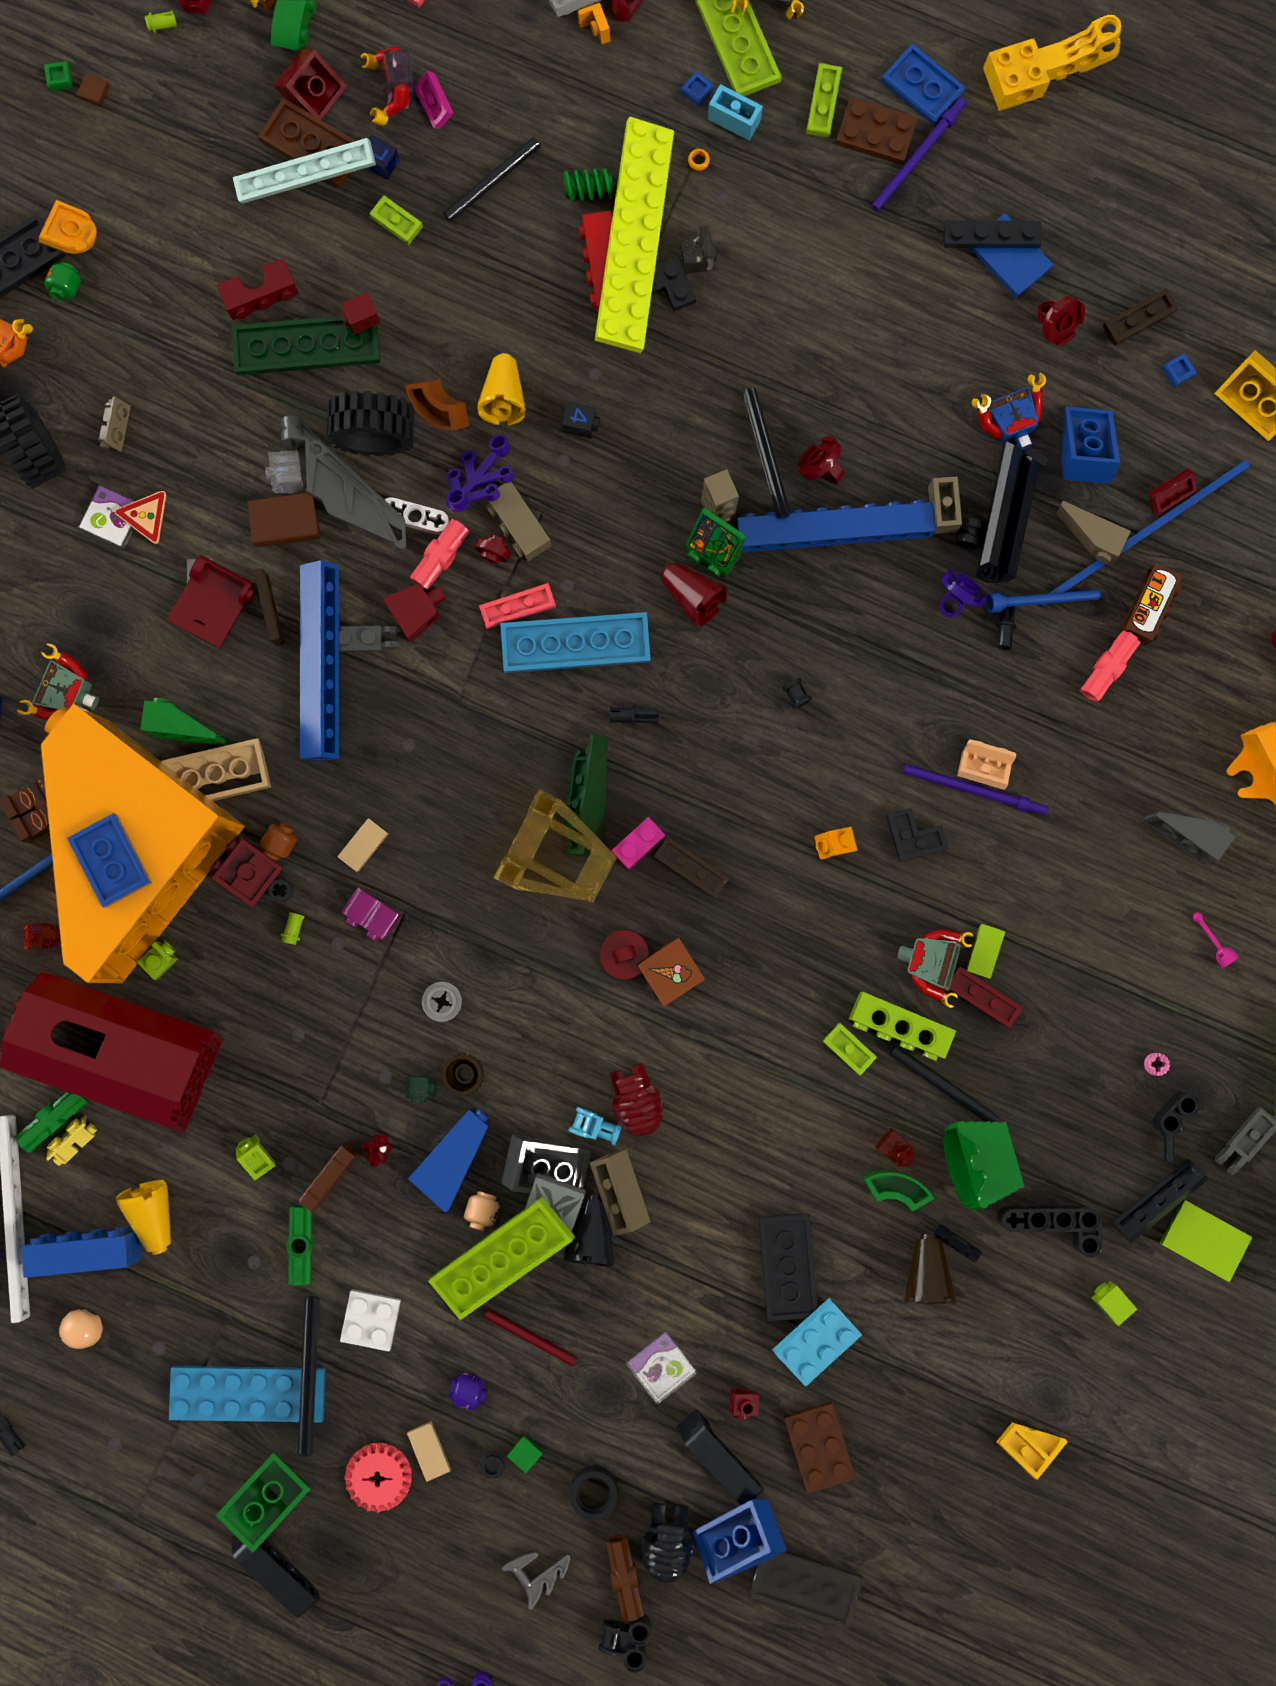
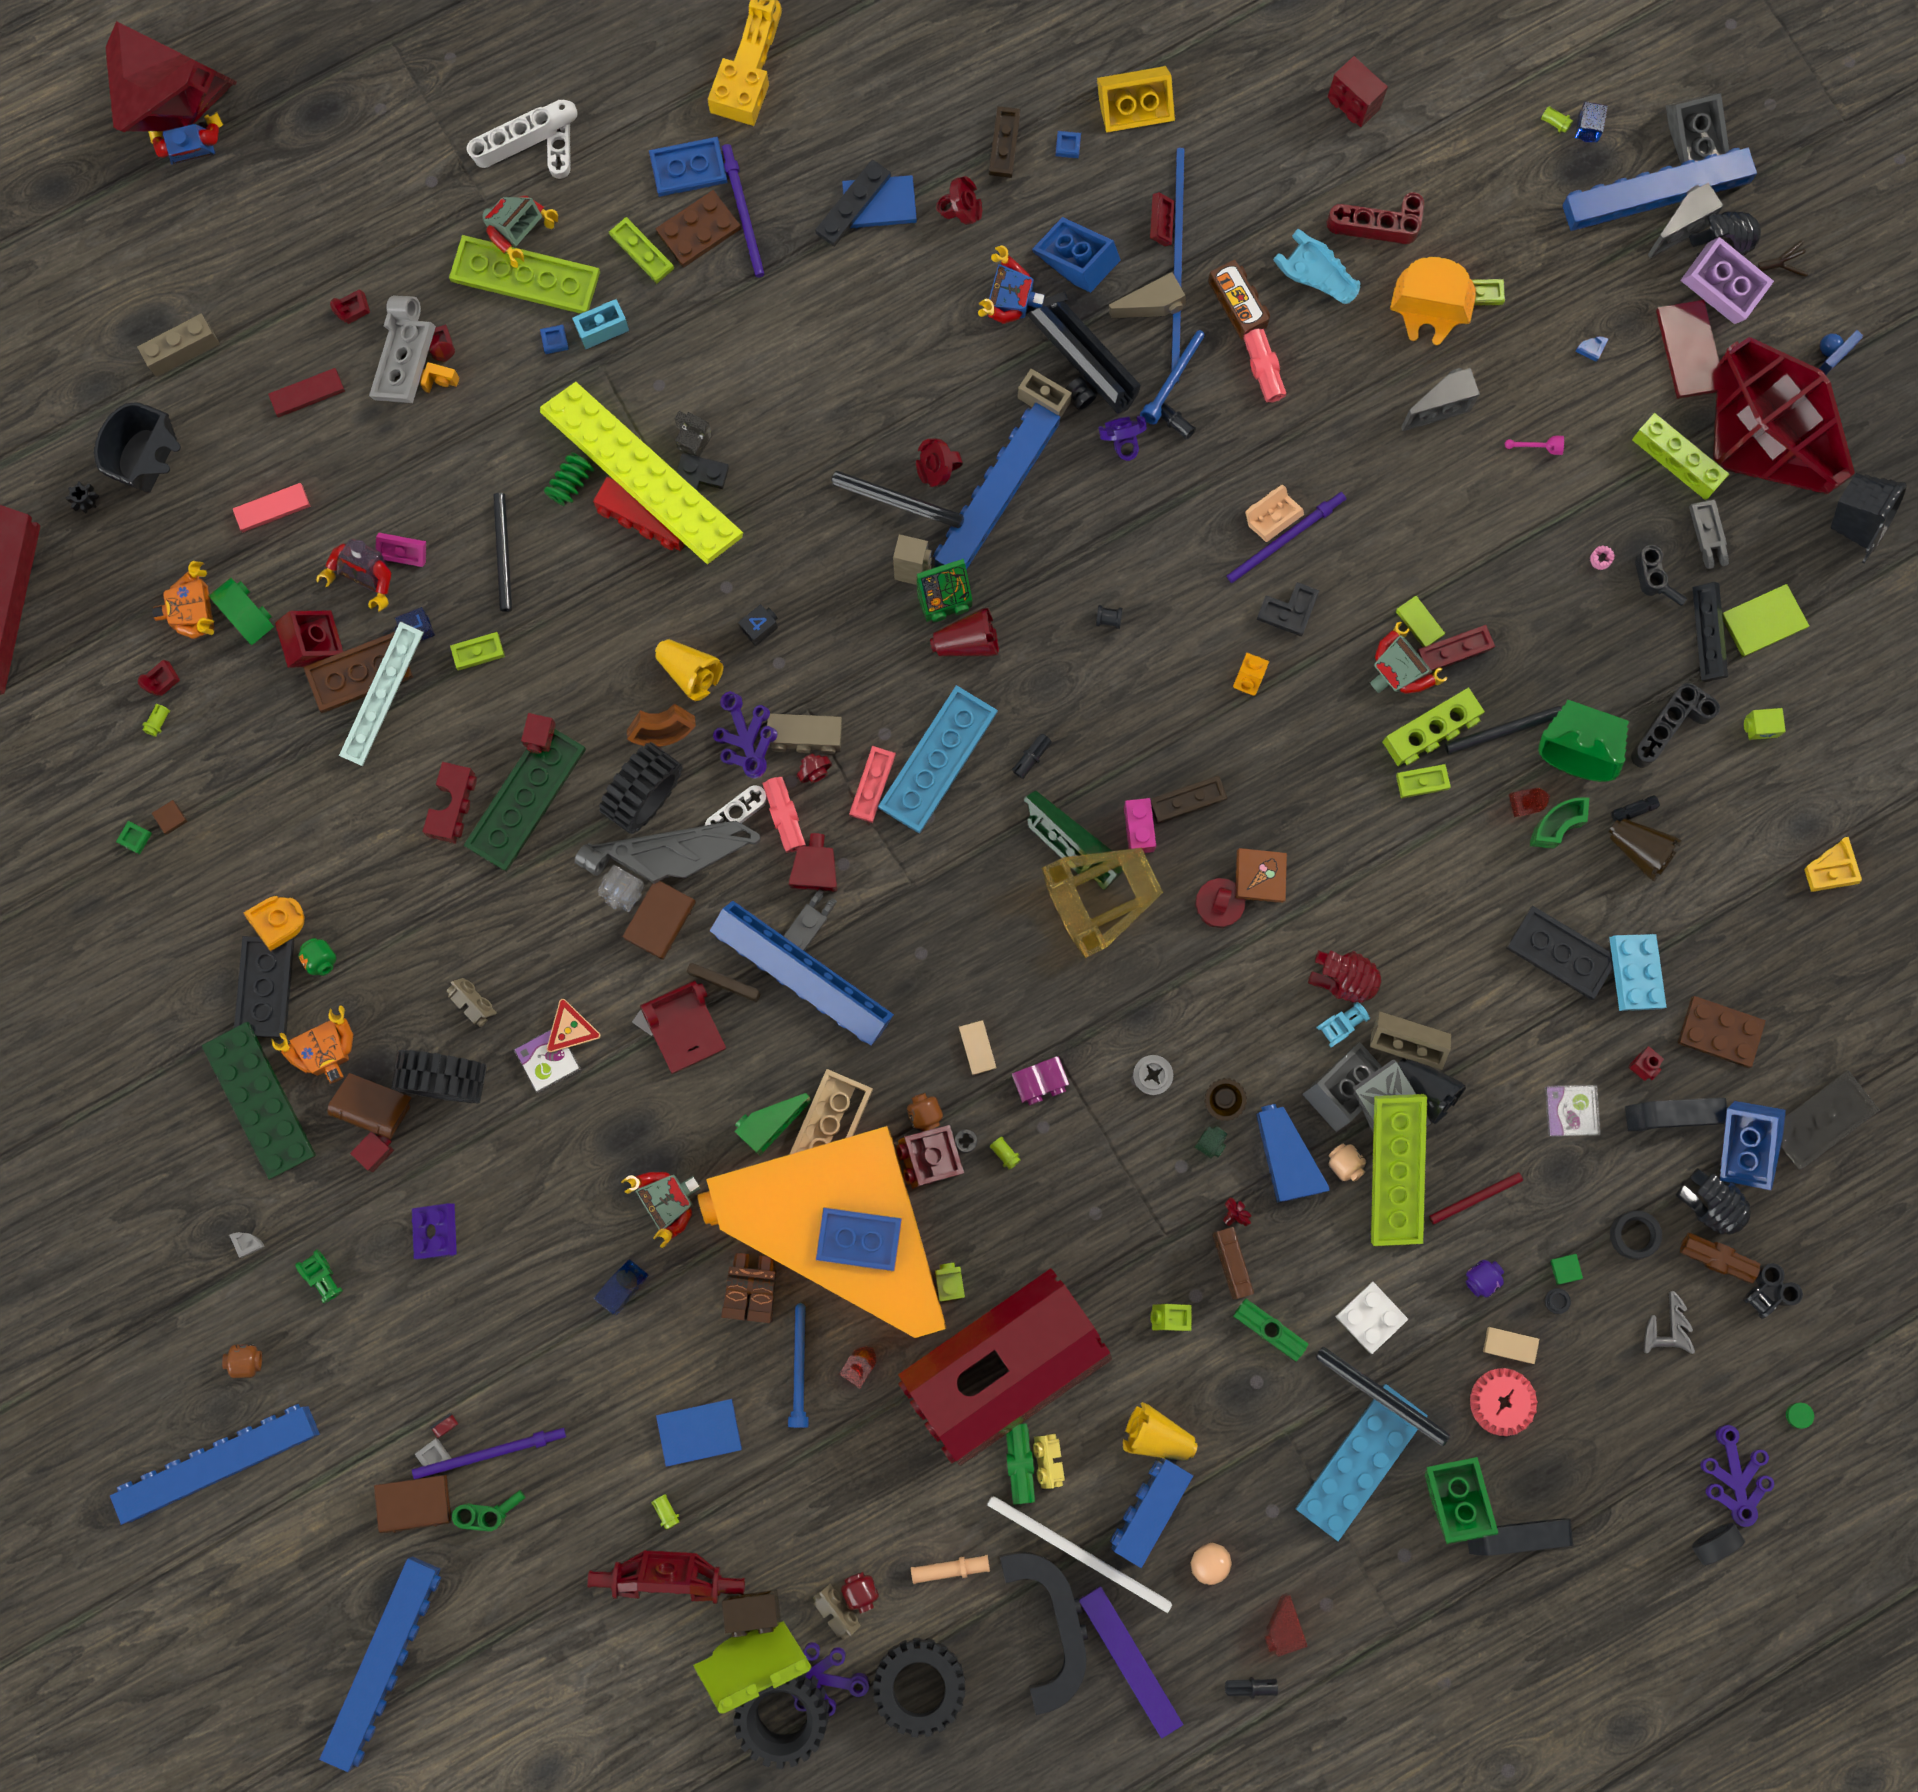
camera: 55 degrees left, 5 degrees down
(66, 1426) = (1285, 1629): none -> clear red slope
(698, 167) = (613, 387): light orange piece -> none
(1229, 648) = (1317, 267): none -> medium azure animal

